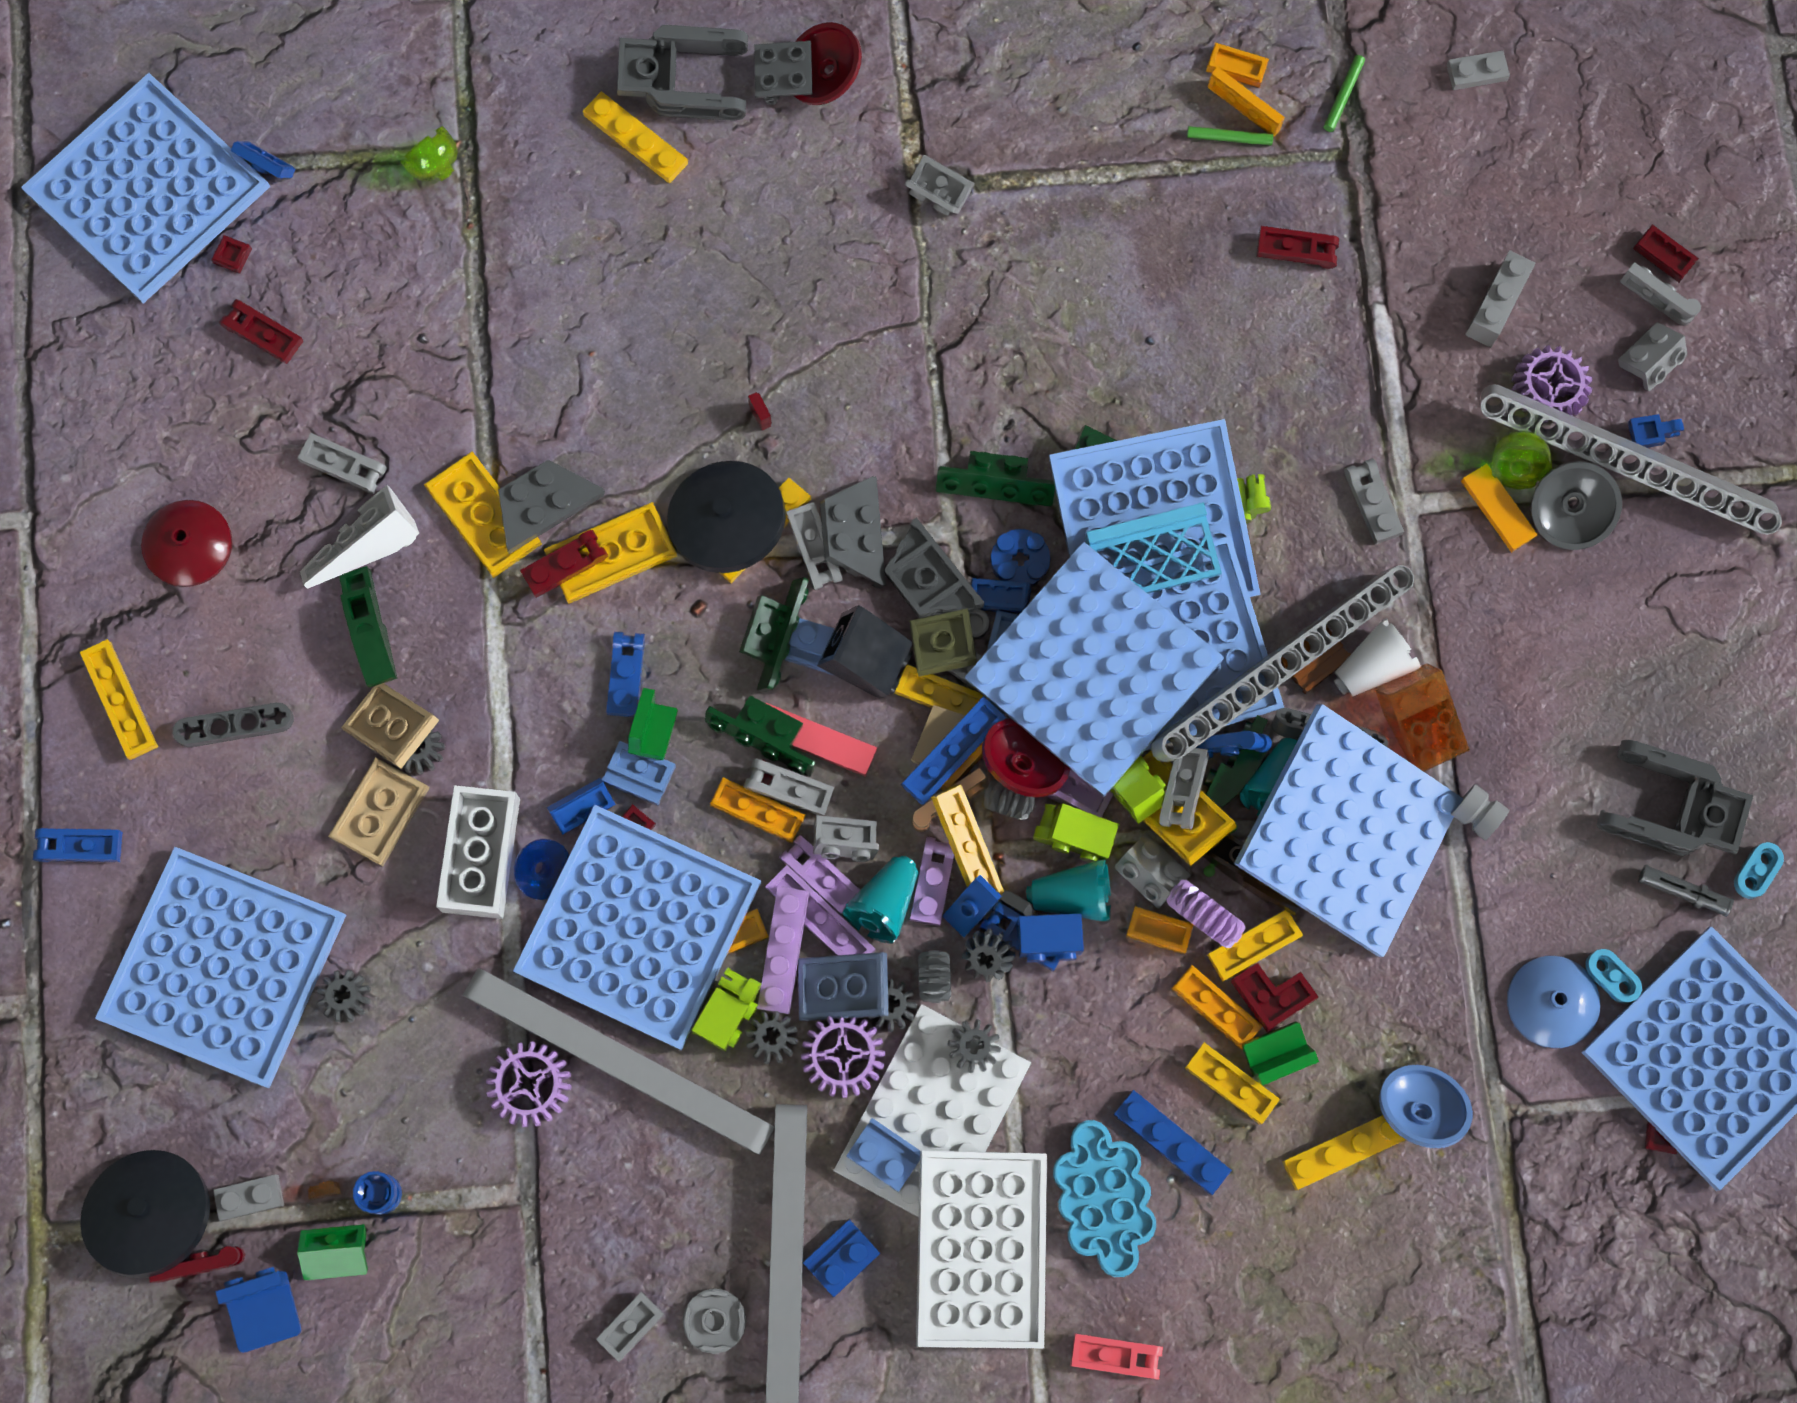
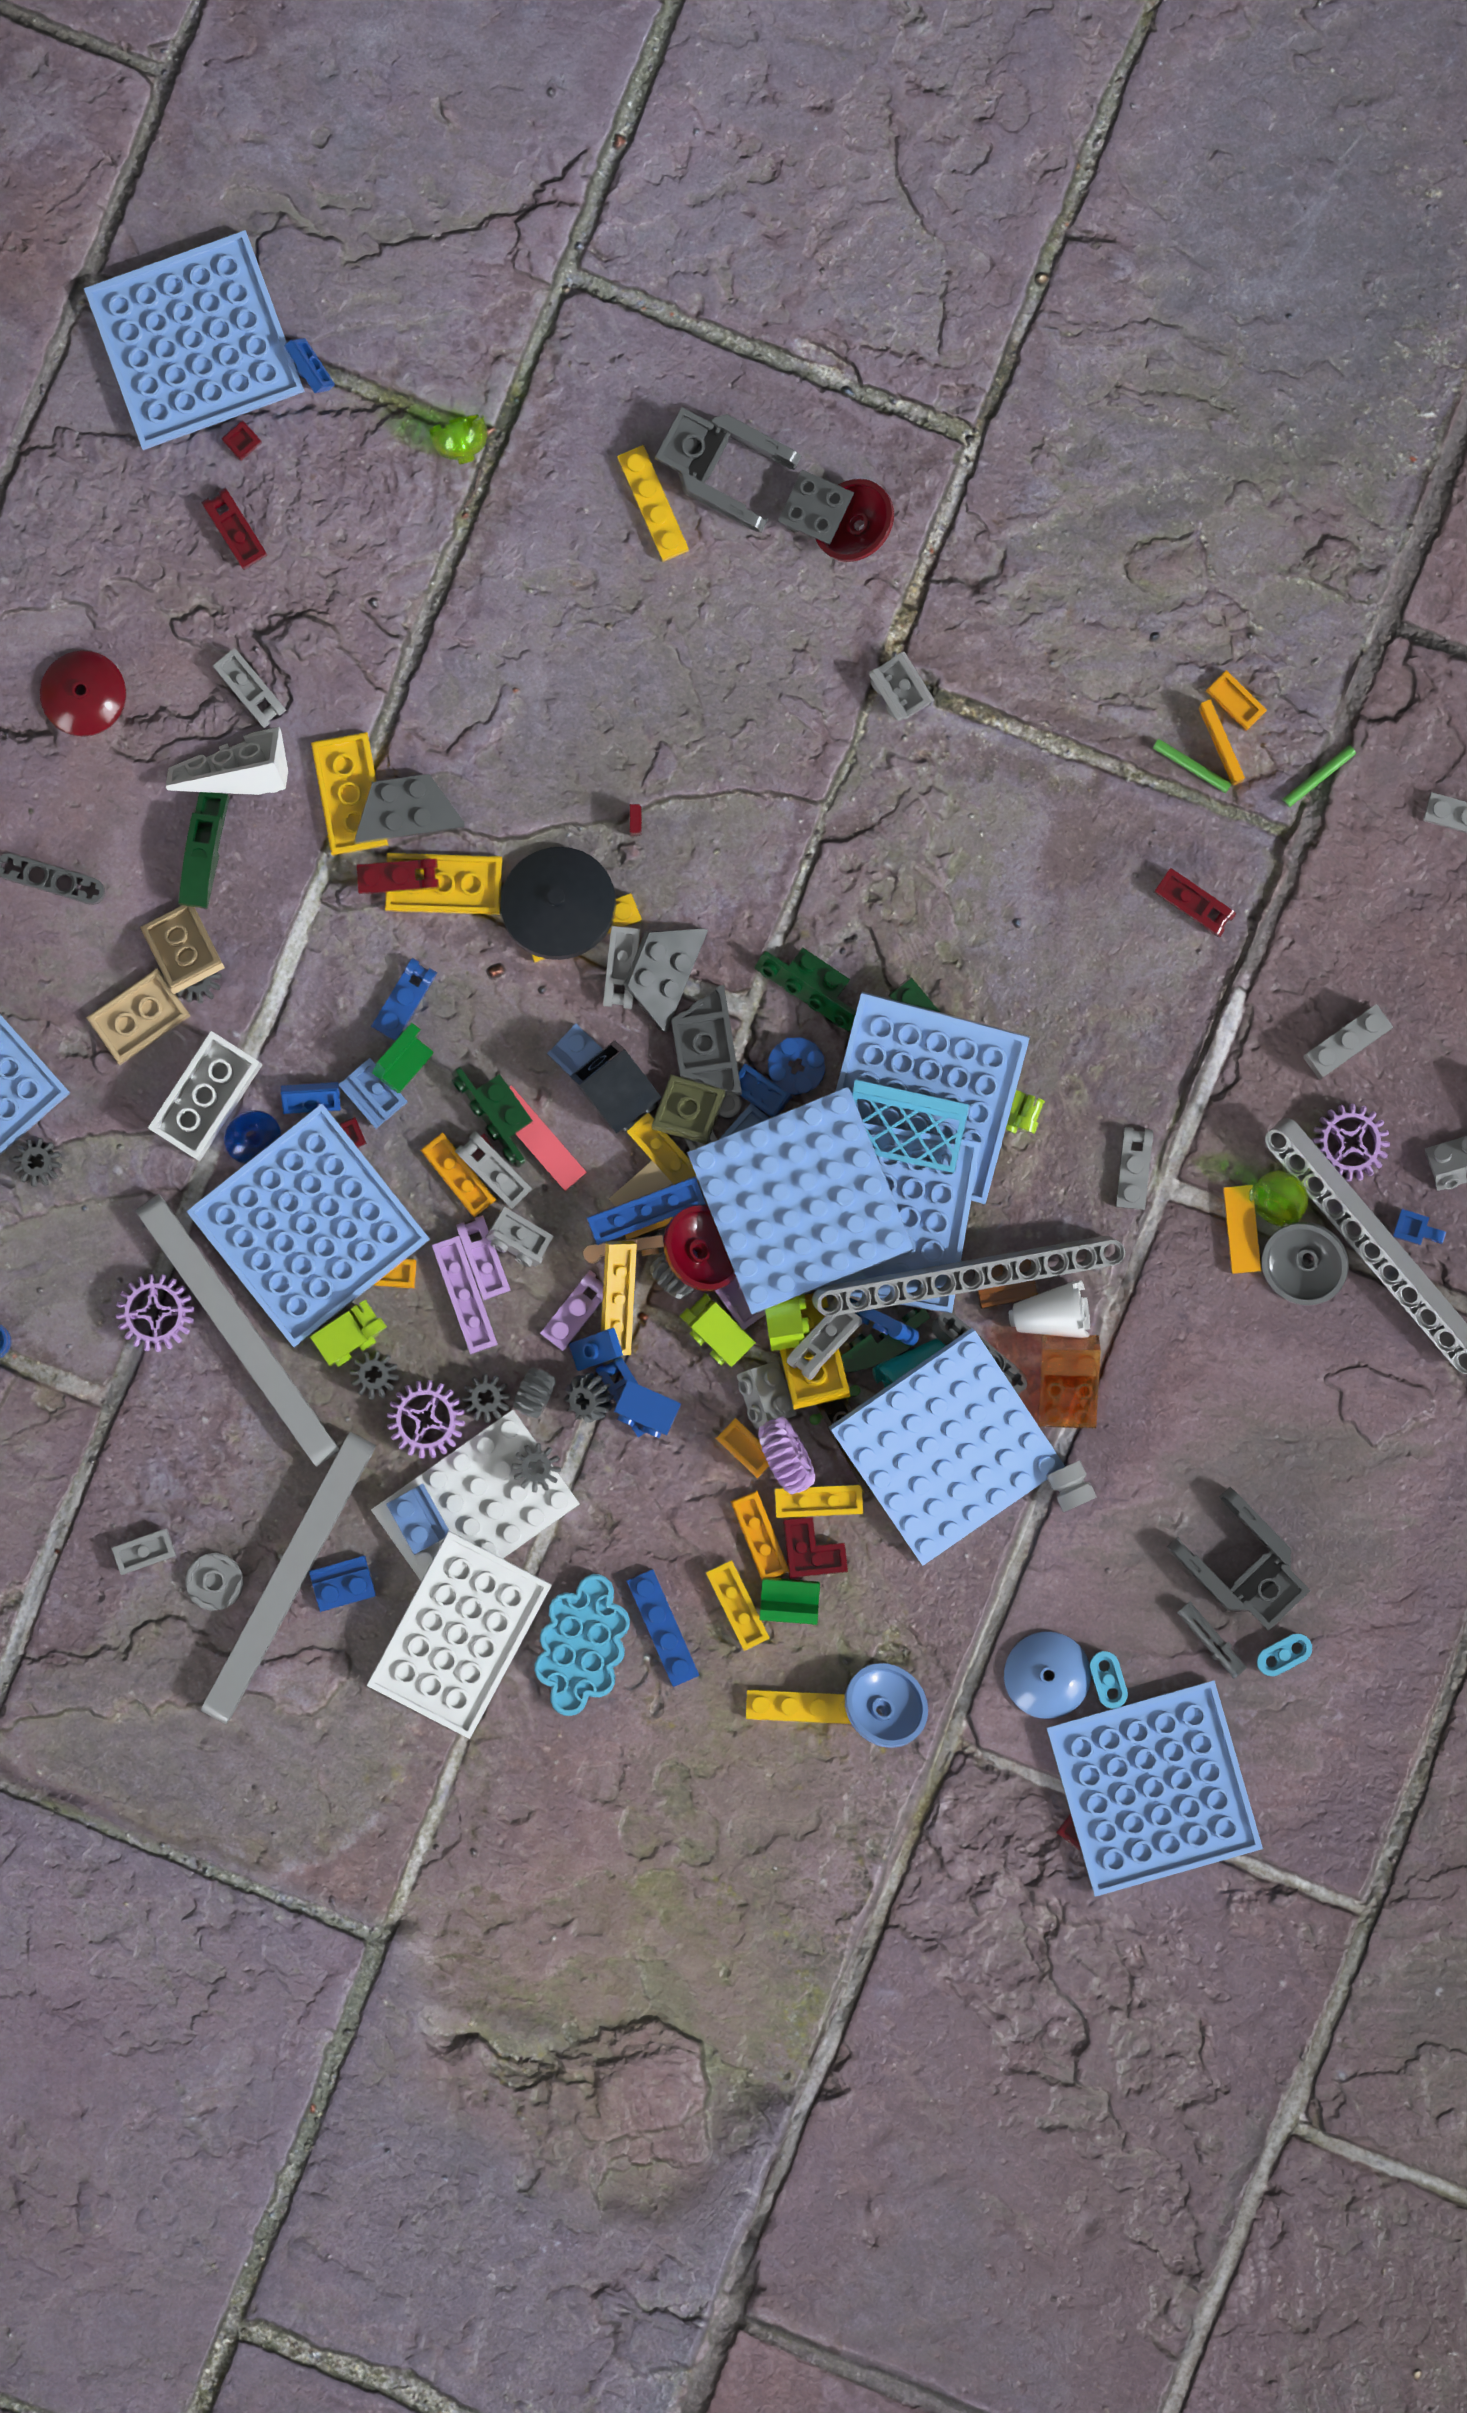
camera: 30 degrees right, 10 degrees up
(770, 632) = (546, 1024): dark green bracket -> none
(783, 949) = (420, 1306): lavender plate -> none
(843, 986) = (453, 1363): sand blue tile -> none
(884, 900) = (525, 1307): teal cone -> none
(1017, 904) = (637, 1368): dark grey tile -> none
(1074, 891) = (689, 1381): teal cone -> none
(1115, 1356) = (524, 1774): coral plate -> none

